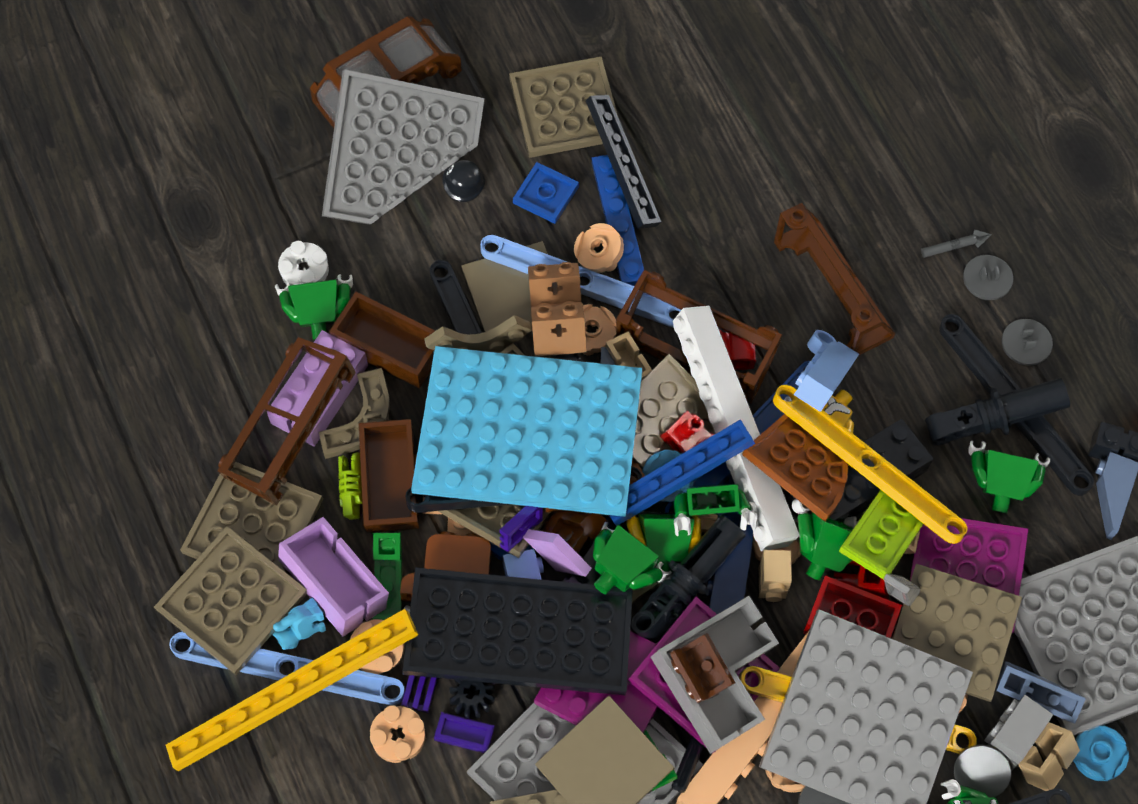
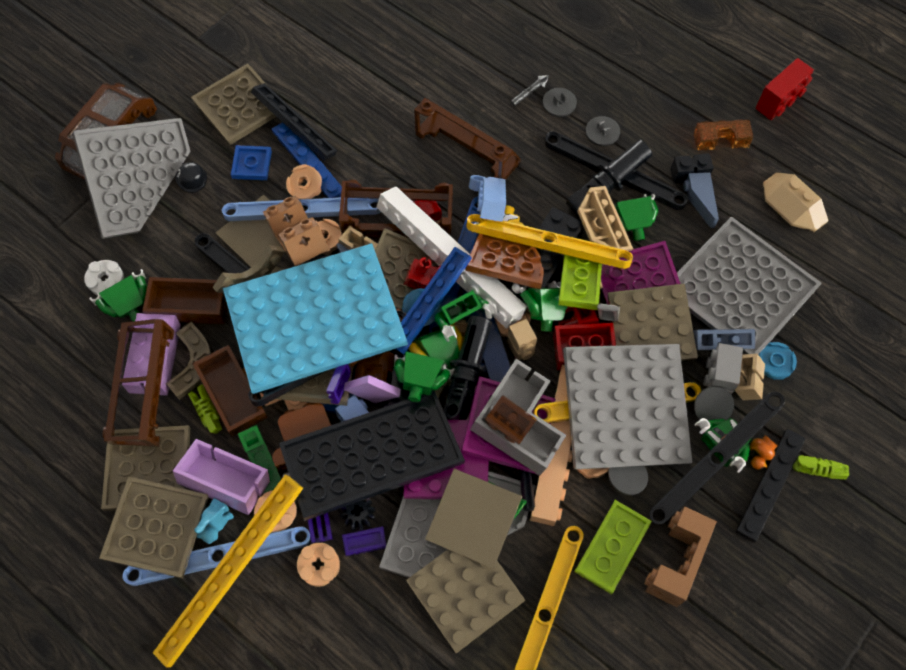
camera: 25 degrees left, 0 degrees up
(957, 465) = (602, 220): none -> tan wedge

